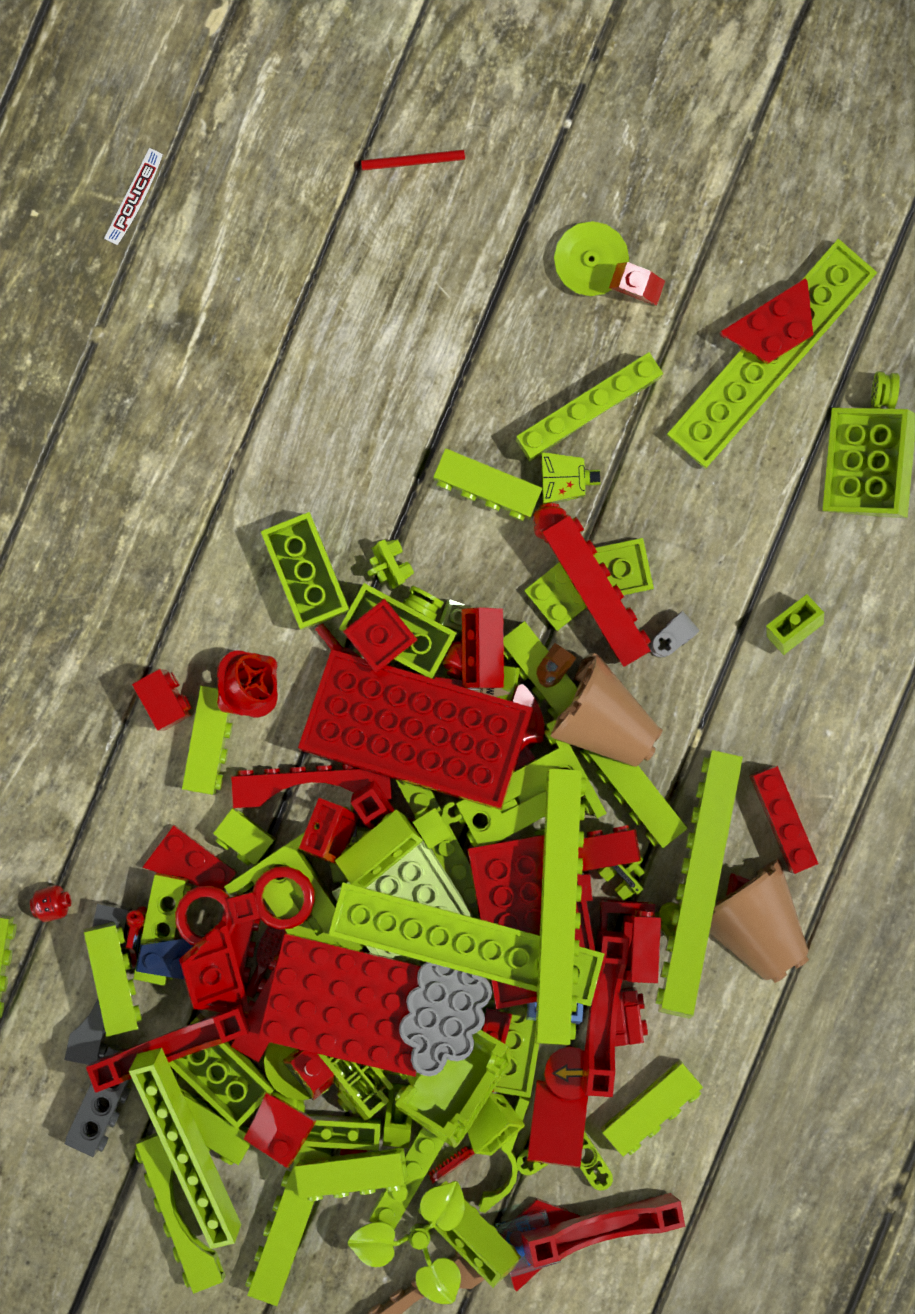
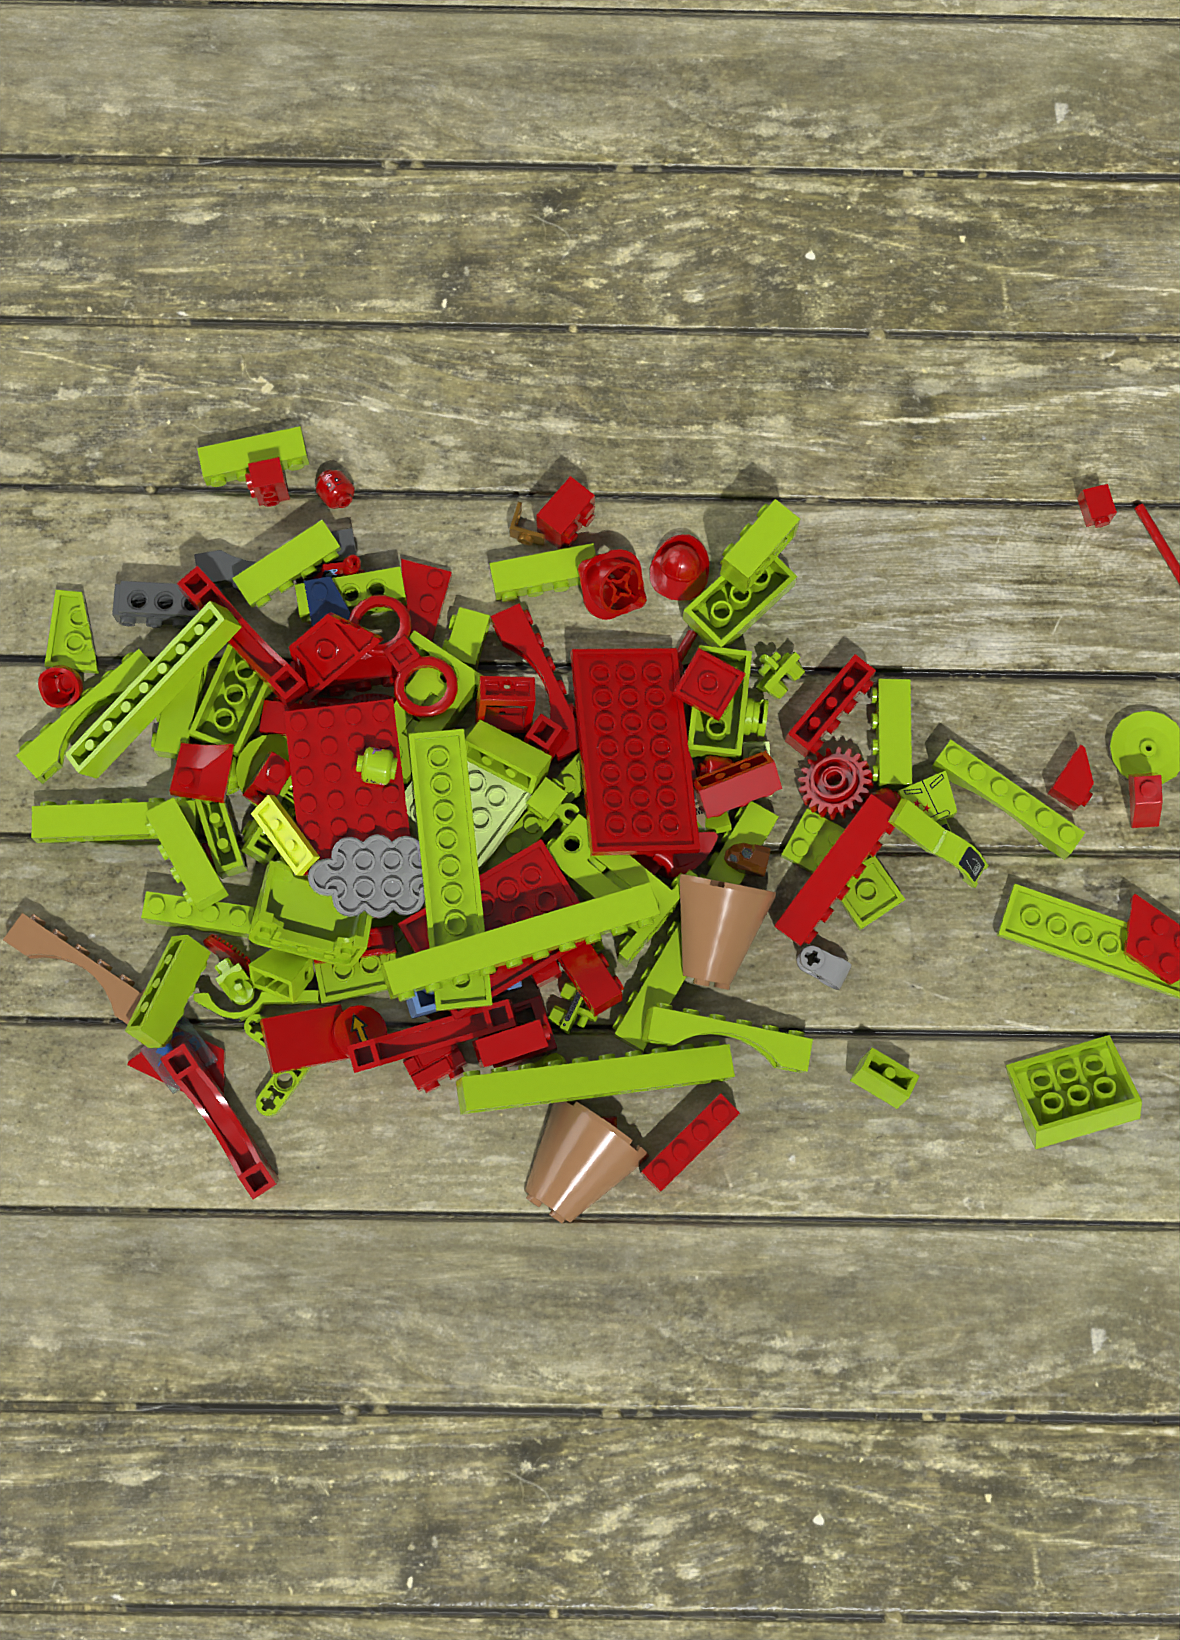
camera: 65 degrees right, 10 degrees down
(21, 965) = (267, 482): none -> red brick
(94, 1200) = (70, 634): none -> lime wing
(134, 197) = (1017, 319): sticker -> none
(135, 1222) = (68, 682): none -> red helmet
(166, 746) = (523, 535): none -> pearl gold bracket
(253, 613) = (680, 568): none -> red hat
(270, 538) = (759, 545): none -> lime brick
(345, 973) = (377, 766): none -> lime head
(348, 204) = (1097, 506): none -> red brick
(374, 1080) = (285, 835): none -> neon yellow plate
(397, 1124) = (244, 885): lime slope -> none
(439, 1279) = (111, 976): lime plant -> none
(440, 531) = (830, 705): none -> red brick
(483, 1170) = (234, 982): none -> lime hips
(528, 551) = (849, 792): none -> red gear
(595, 339) = (1074, 781): none -> red slope
(606, 488) = (939, 841): none -> lime piece
(651, 1108) = (355, 1125): lime brick -> none
(681, 796) = (781, 1050): none -> lime arch
(885, 390) = (1151, 1079): lime wheel -> none

